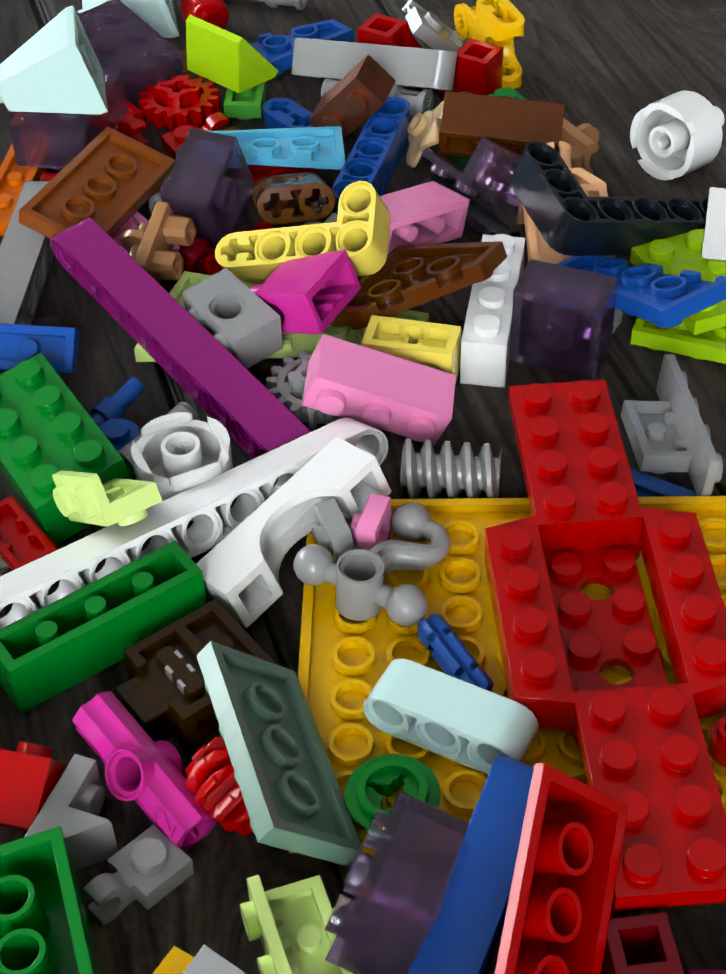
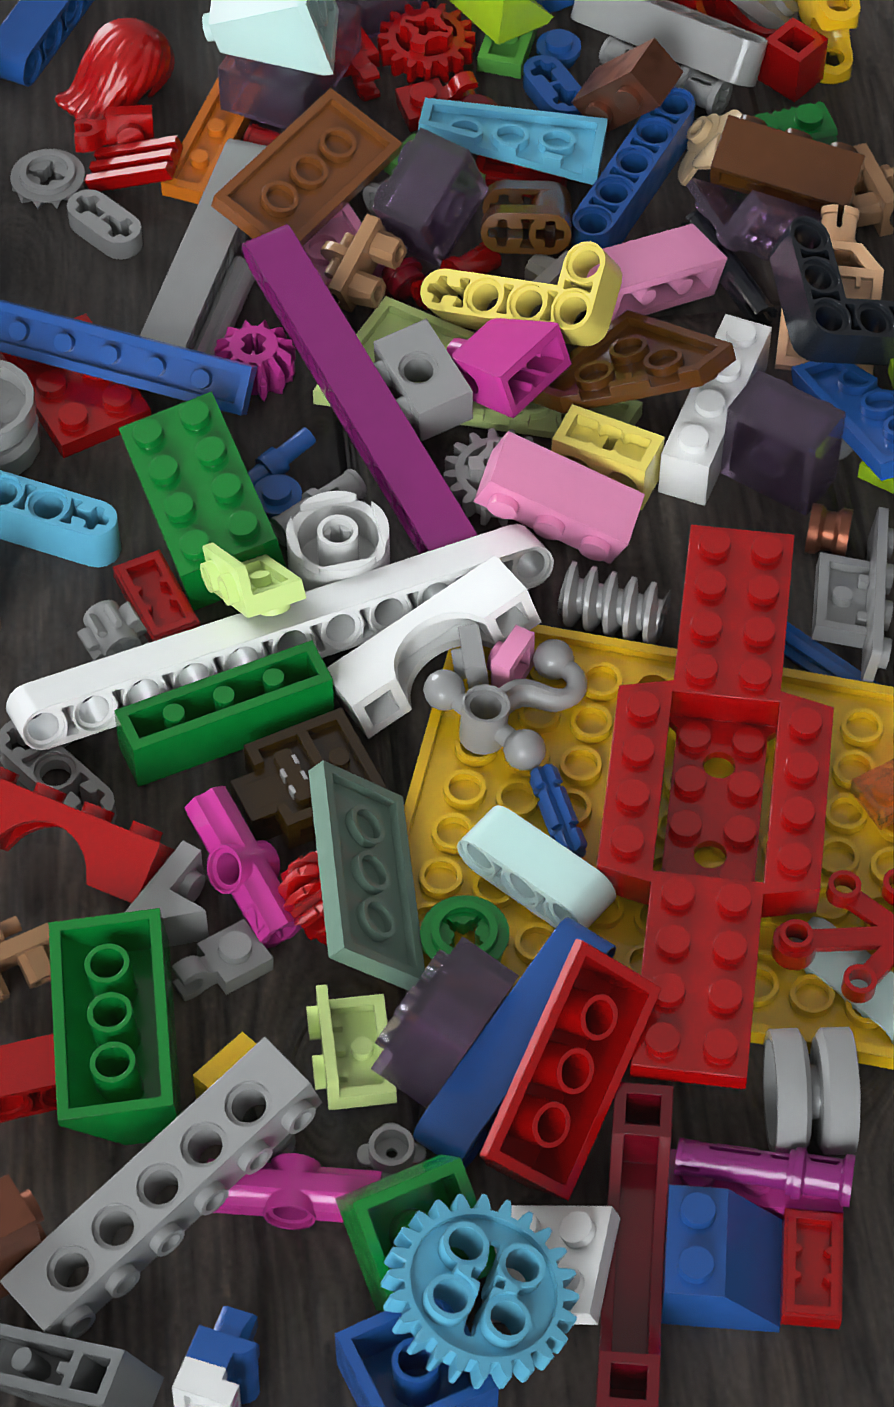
camera: 10 degrees right, 10 degrees up
(47, 296) = (226, 305): none -> light grey axle
(94, 325) = (262, 348): none -> dark pink gear
(288, 89) = (561, 45): none -> blue plate
(625, 381) = (828, 530): none -> copper wheel

